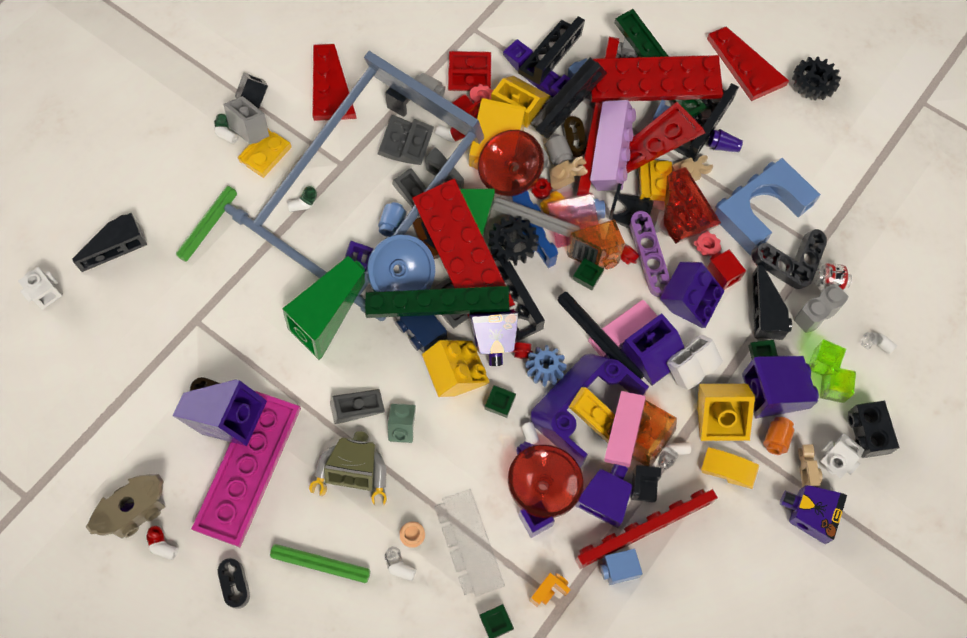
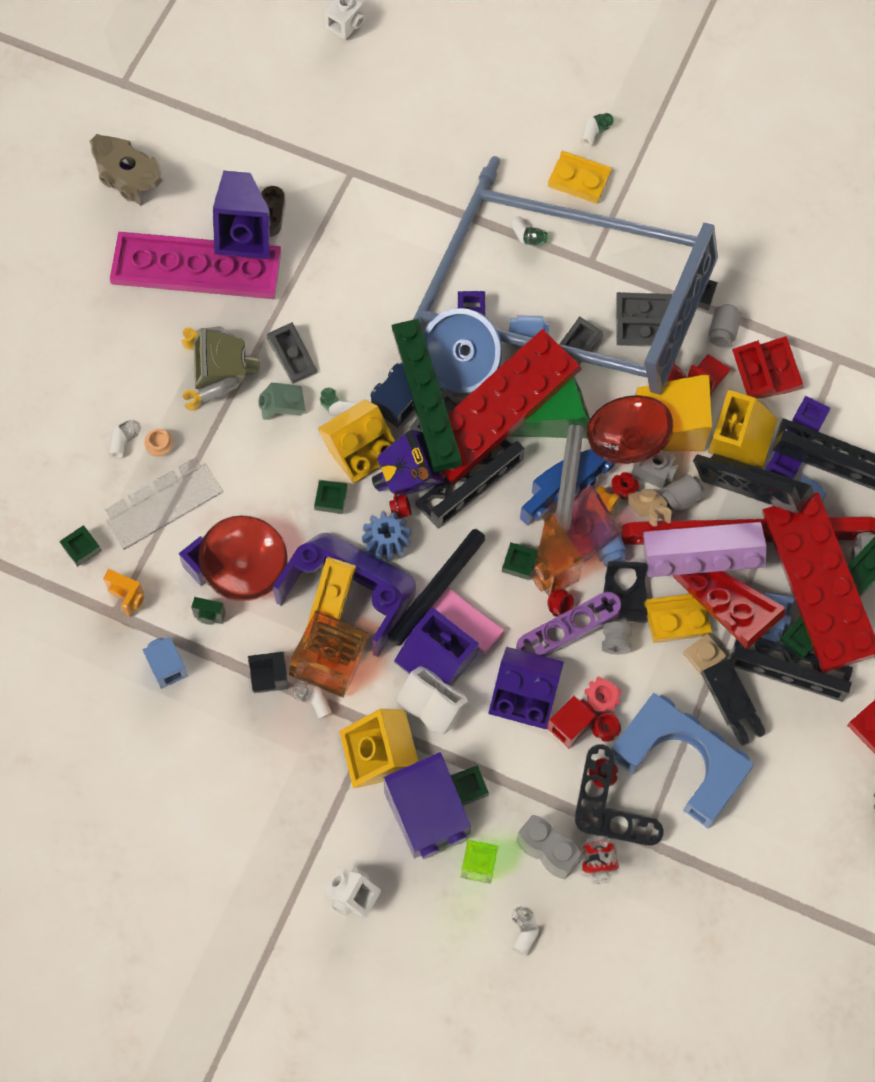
camera: 75 degrees right, 0 degrees up
(111, 242) = (420, 63): black slope -> none
(158, 545) = (98, 209): arm -> none
(206, 224) = (469, 145): bright green axle -> none
(227, 585) = (73, 288): black beam -> none
(246, 120) = (606, 141): light grey brick -> none
(252, 89) = (655, 138): black panel -> none
(320, 563) = (109, 362): bright green axle -> none
(323, 306) = (392, 284): green slope -> none
(328, 83) = (688, 216): red wing -> none
(415, 382) = (332, 402): none -> arm
(435, 161) = (610, 376): dark grey slope -> none
(480, 92) = (731, 381): coral animal -> none
(519, 249) = (543, 459): black gear -> none
(530, 435) = (296, 539): white arm -> none
(579, 135) = (712, 503): dark brown beam -> none
(583, 521) = (208, 611): none -> dark green plate
(607, 495) = (244, 631): dark purple torso -> none
(625, 429) = (319, 625): bright pink tile -> none
(636, 532) = (224, 690): red plate -> none
(686, 207) = (640, 654): clear red plate -> none
(724, 141) = (764, 694): dark purple cone -> none
(726, 161) = (732, 699): none -> black hinge
(730, 467) = (310, 766): yellow slope -> none
(732, 243) = (606, 719): none -> red plate
(769, 309) = (525, 784): black slope -> none
(779, 436) = (363, 818): orange brick -> none
(809, 469) = (323, 860): tan plate -> none
(815, 511) = (277, 871): dark purple torso -> none
(838, 384) = (445, 876): clear neon green brick -> none
(879, 428) = (403, 938): black brick -> none

